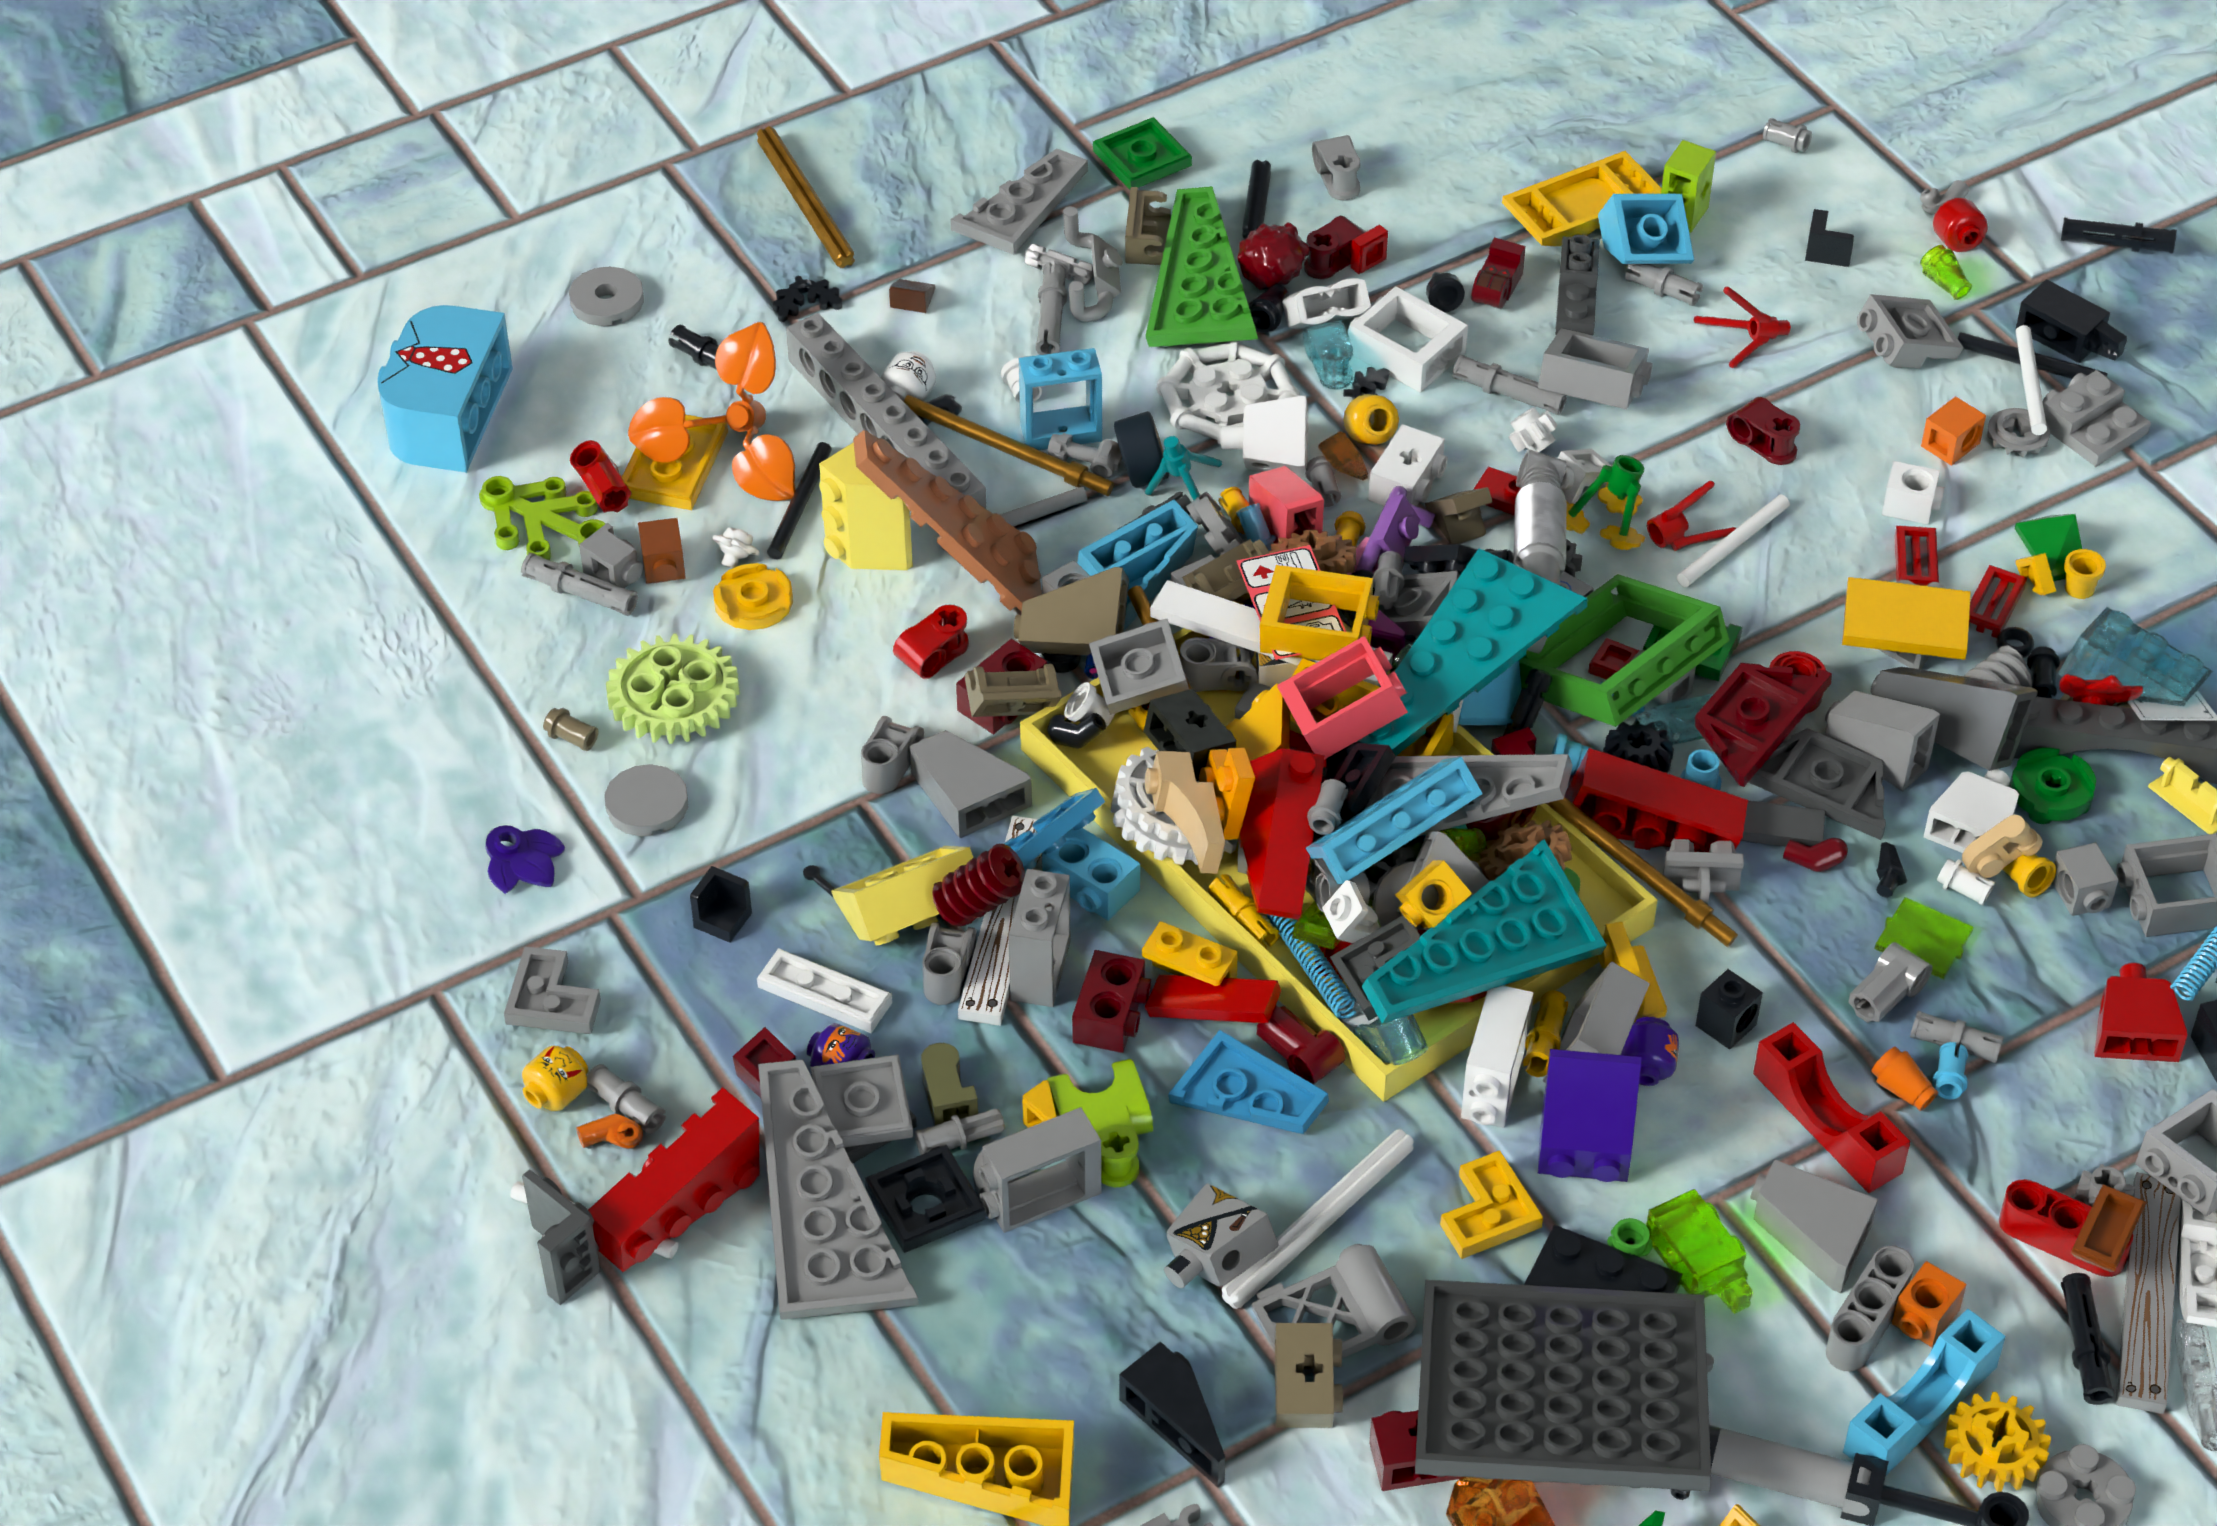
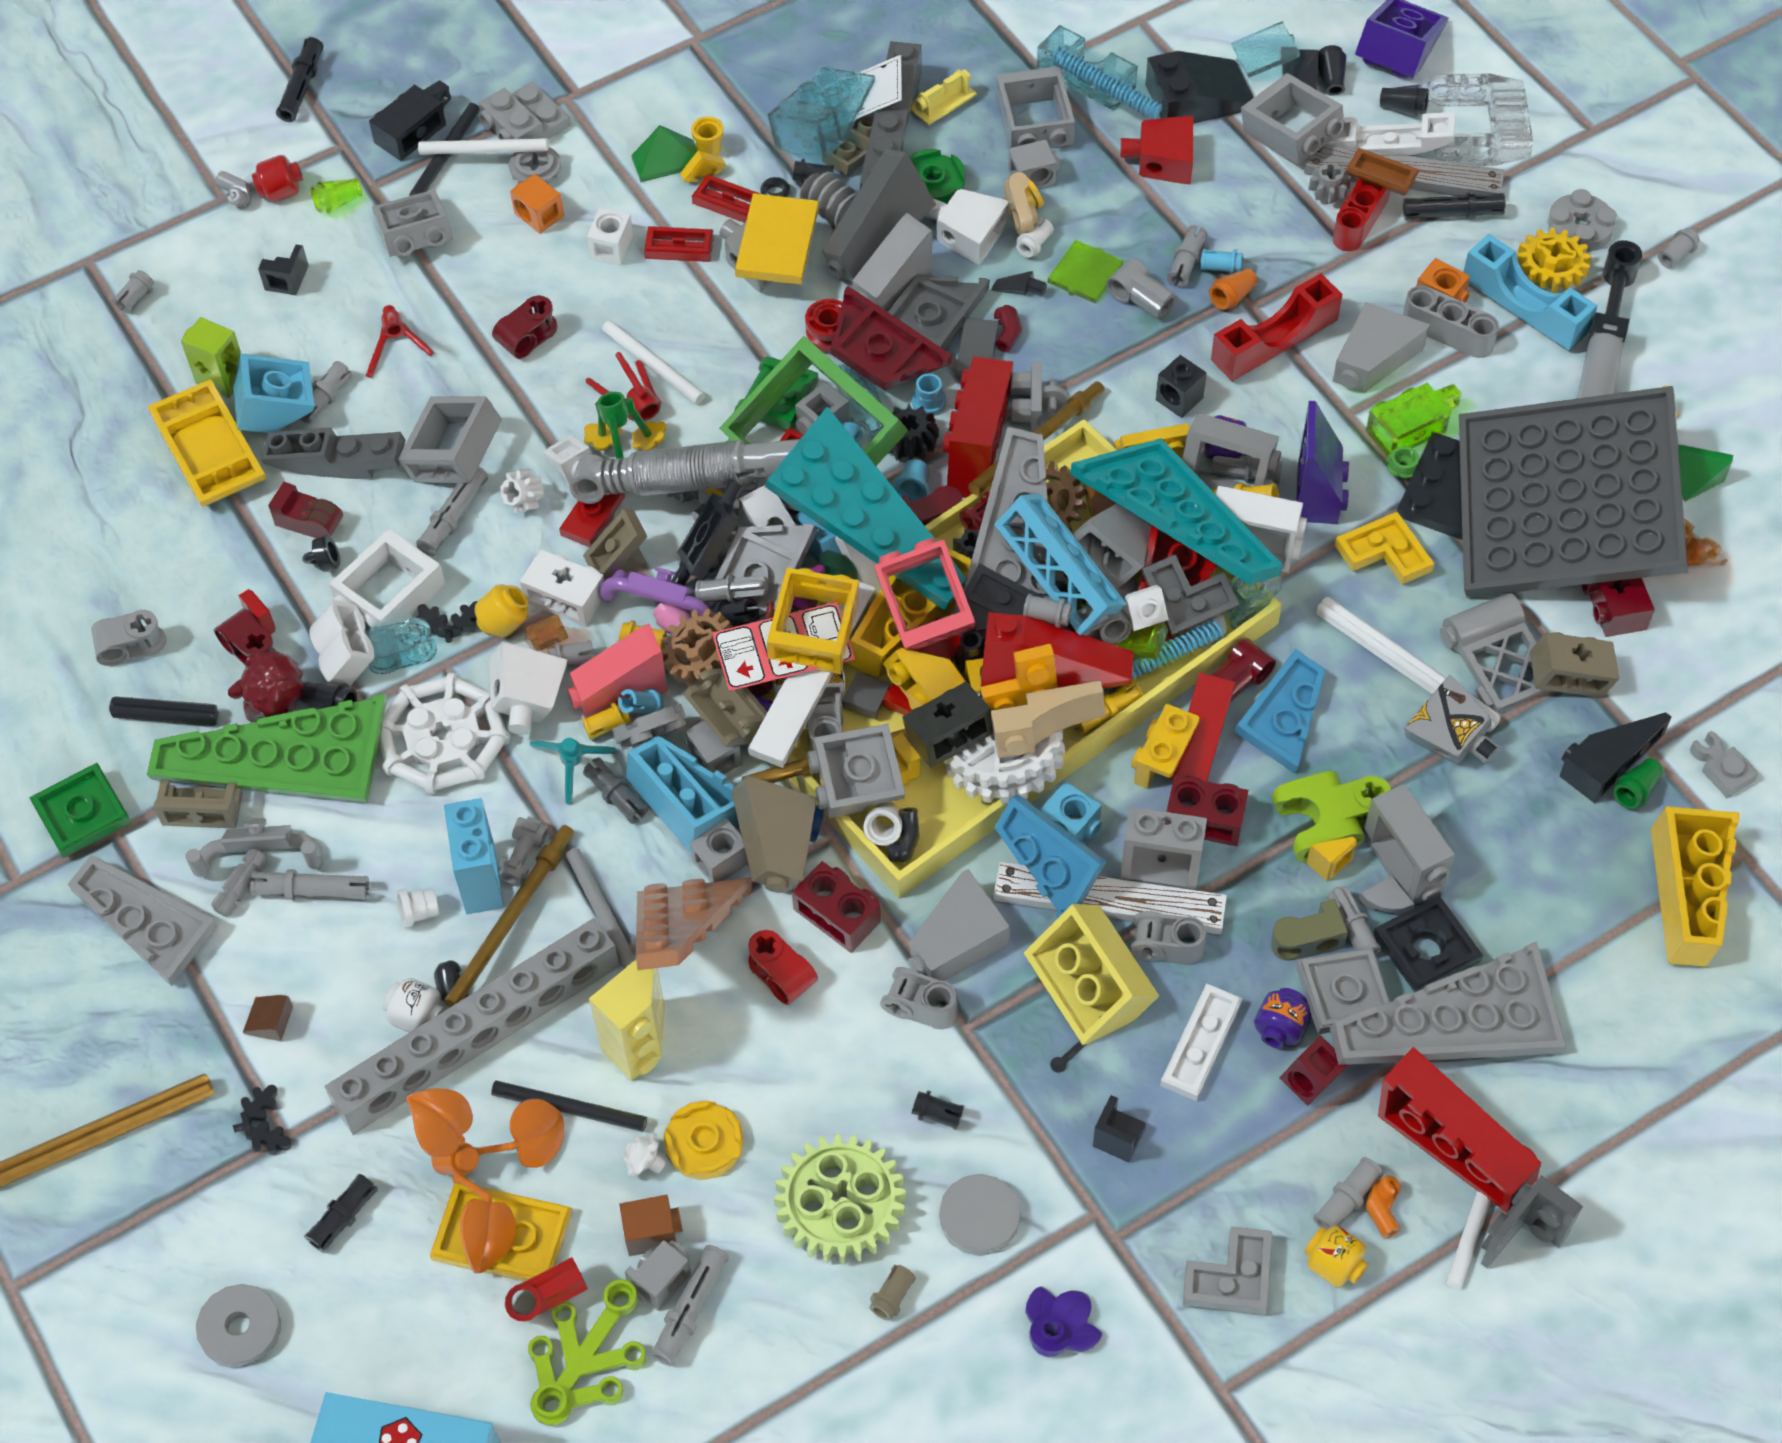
camera: 90 degrees left, 10 degrees up
(766, 758) = (937, 1109): none -> black pin
(979, 885) = (1125, 890): dark red piece -> none
(1011, 691) = (871, 880): dark tan hinge -> none
(1136, 1435) = (1636, 786): none -> green cone
(1139, 447) = (531, 793): black wheel -> none
(1450, 890) = (1142, 537): yellow brick -> none
(2102, 692) = (859, 132): red plate -> none

